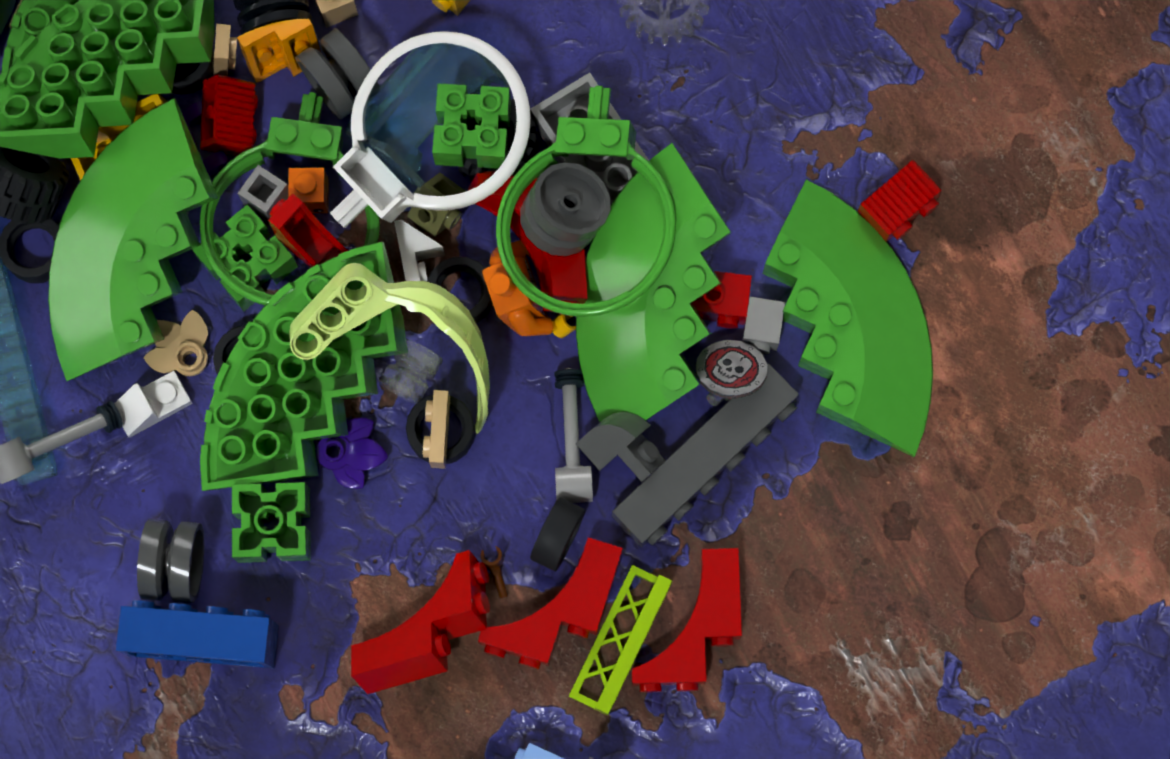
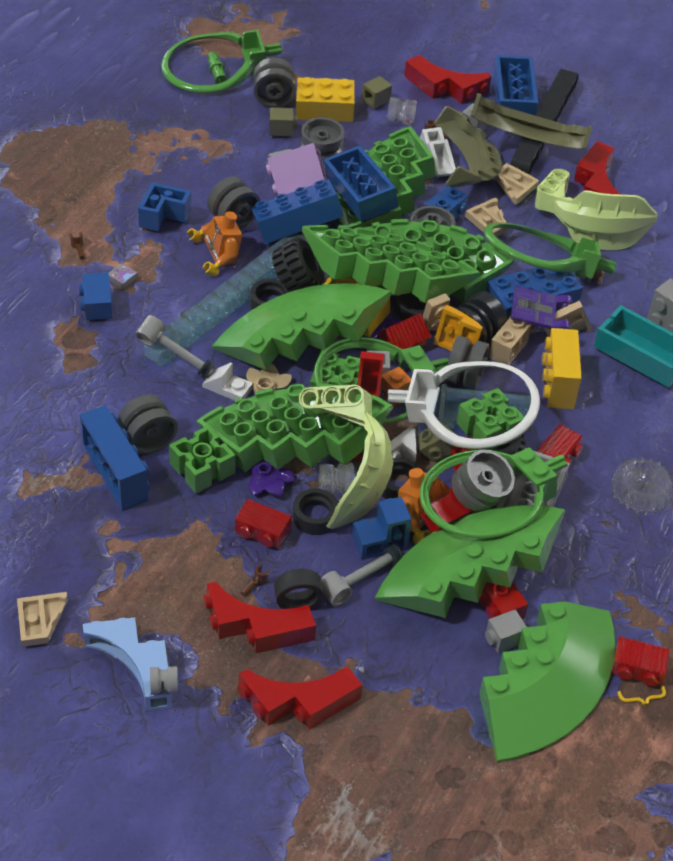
camera: 50 degrees right, 30 degrees down
(420, 509) = (263, 524): none -> red brick
(422, 642) = (190, 557): red arch -> none
(438, 414) = (313, 499): tan plate -> none
(532, 360) = (386, 529): none -> blue brick
(543, 58) = (562, 442): none -> red brick
(622, 437) = (376, 593): dark grey brick -> none
(633, 645) = (268, 663): lime fence -> none
(702, 458) = (404, 644): dark grey brick -> none
(730, 370) = (463, 622): shield -> none
(940, 235) = (646, 702): none -> yellow piece

